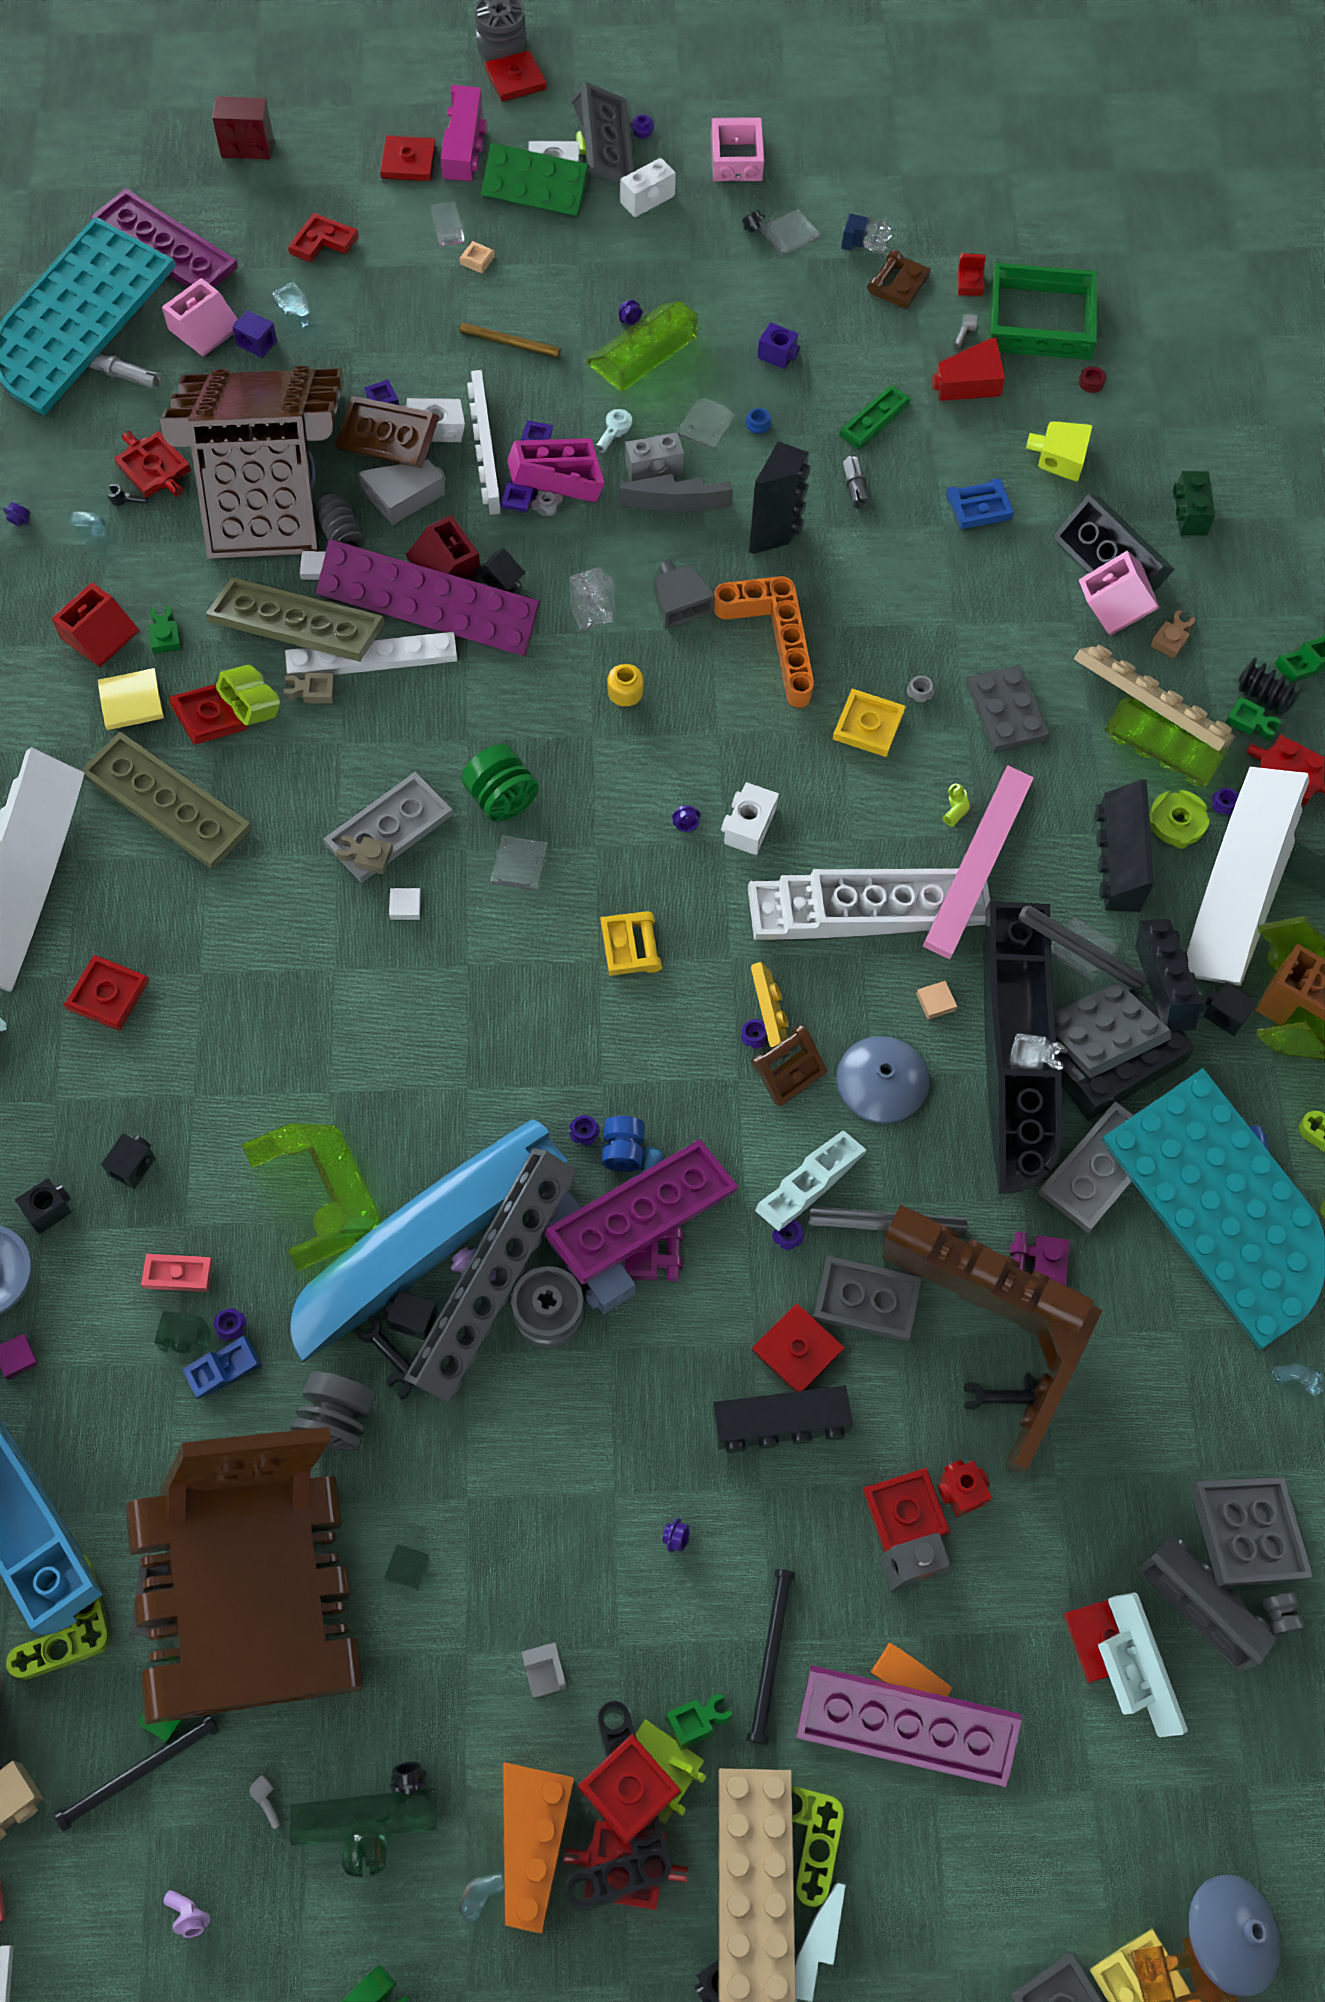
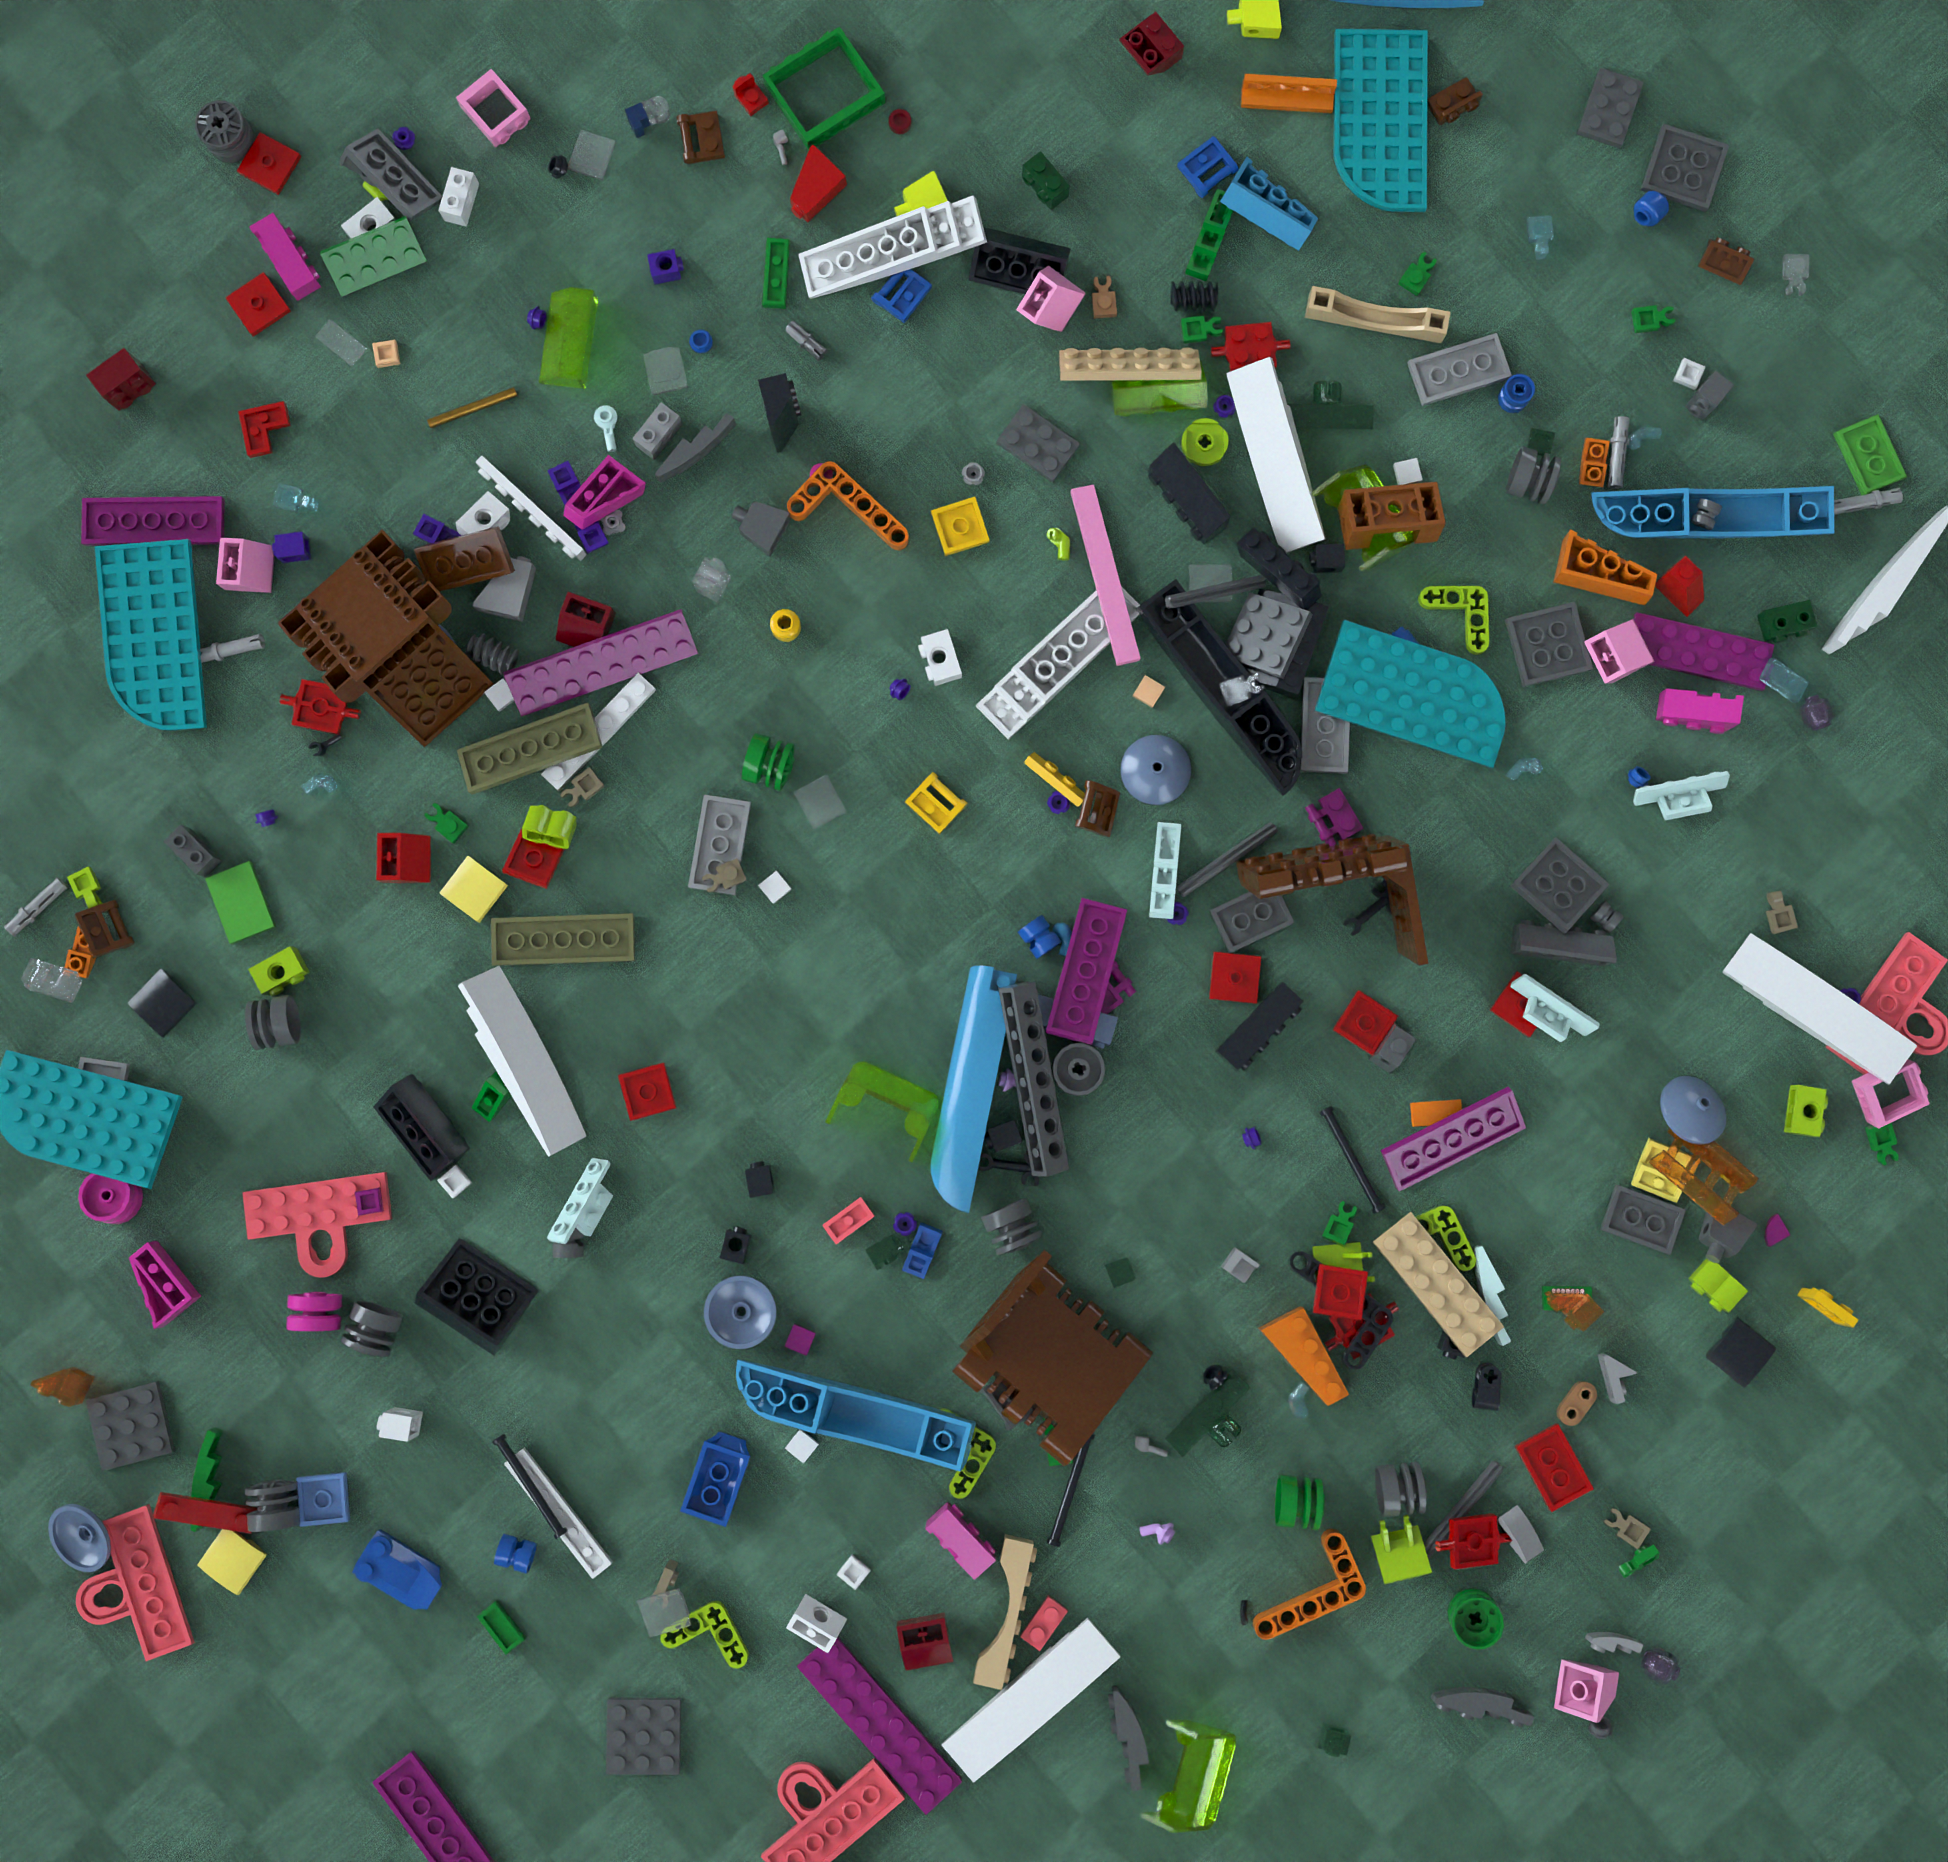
camera: 35 degrees left, 20 degrees up
(501, 571) = (633, 605): black brick -> none
(584, 1122) = (1004, 939): dark purple plate -> none
(964, 1499) = (1396, 985): red brick -> none
(1004, 457) = (893, 246): none -> white slope

